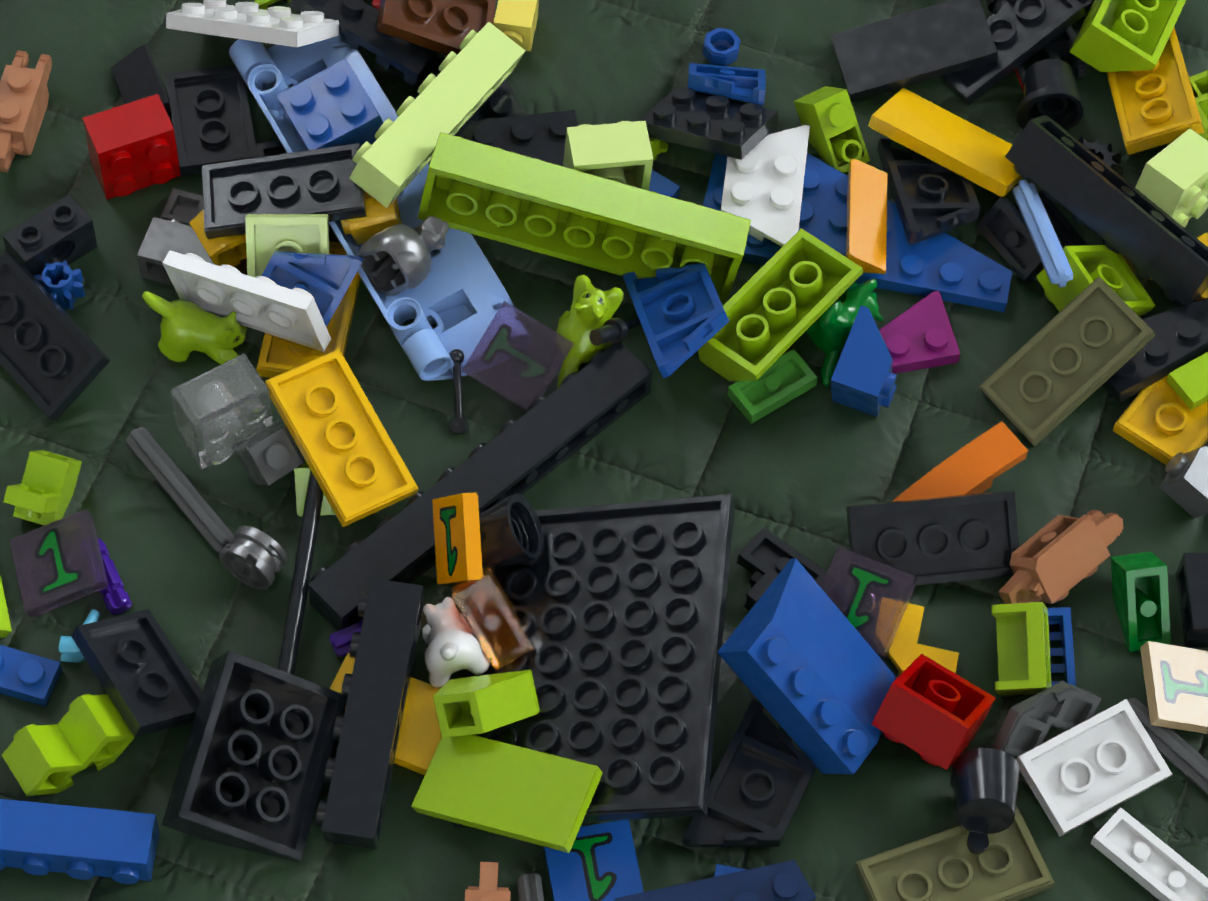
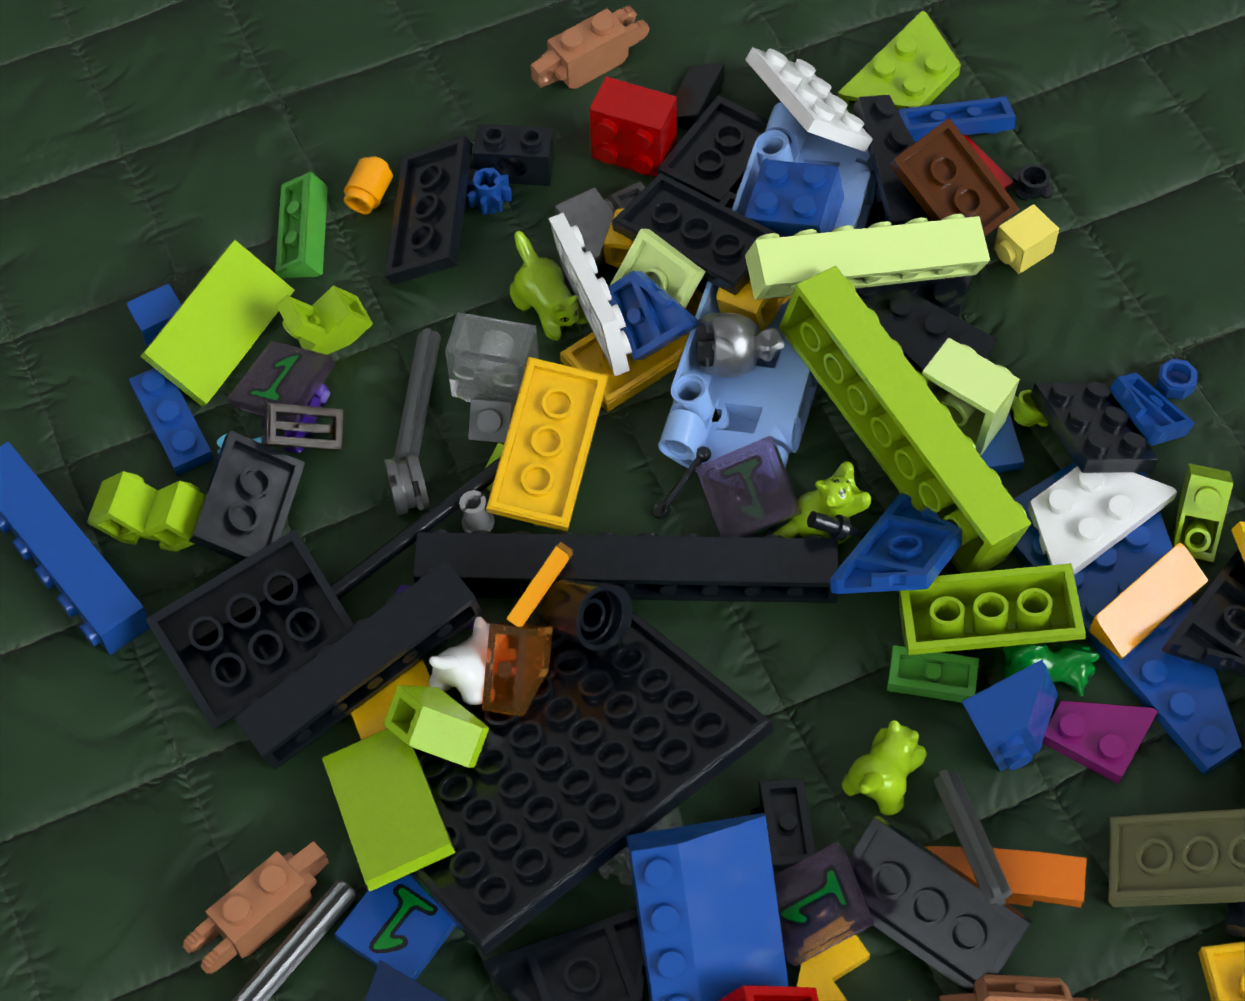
camera: 50 degrees right, 0 degrees up
(105, 594) = (271, 425): none -> tile
(331, 538) = (475, 512): none -> light grey pin
(806, 474) = (885, 769): none -> lime animal
(917, 469) = (972, 838): none -> dark grey axle

